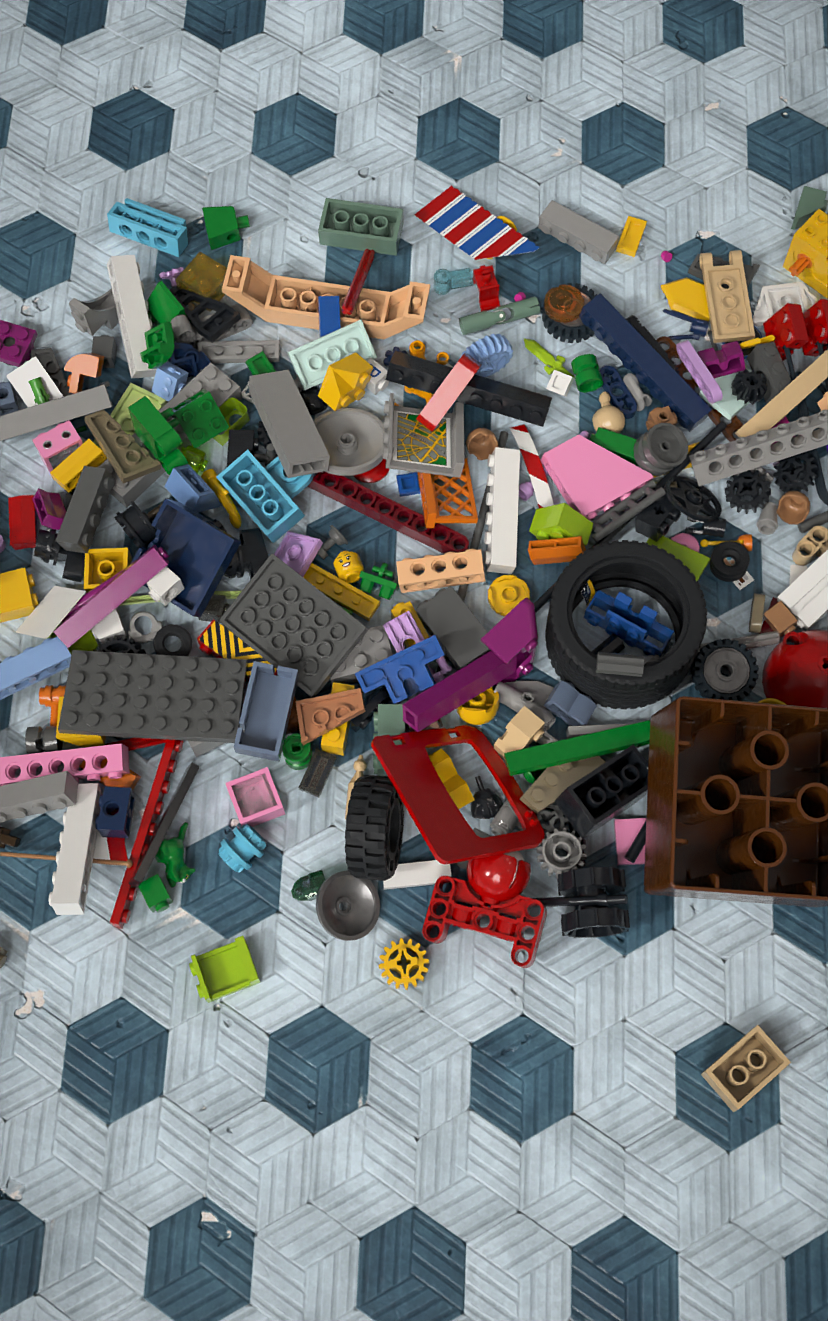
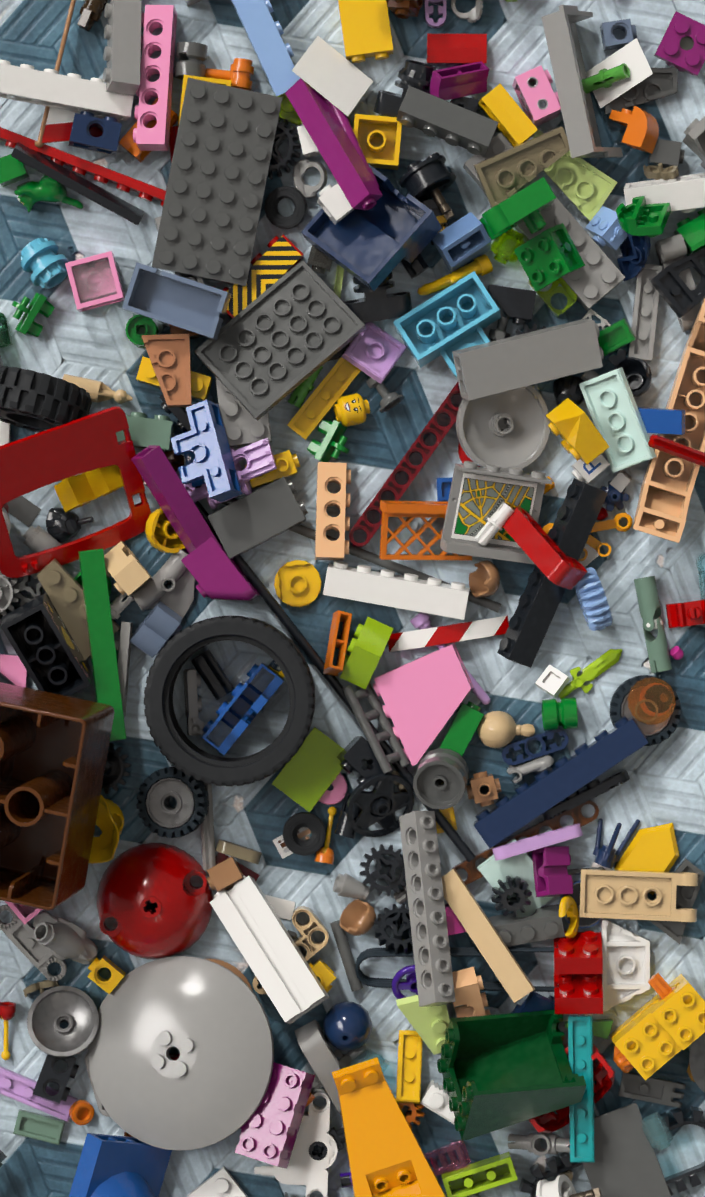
camera: 90 degrees right, 20 degrees up
(120, 344) = (657, 172): none -> dark tan piece
(286, 345) = (635, 370): none -> black hat
(290, 857) = (37, 305): none -> green hips
(317, 773) = (120, 350): clear smoke tile -> none
(383, 353) = (621, 480): none -> light grey piece
(433, 434) = (494, 524): none -> white axle
(620, 664) = (164, 680): dark grey axle -> none

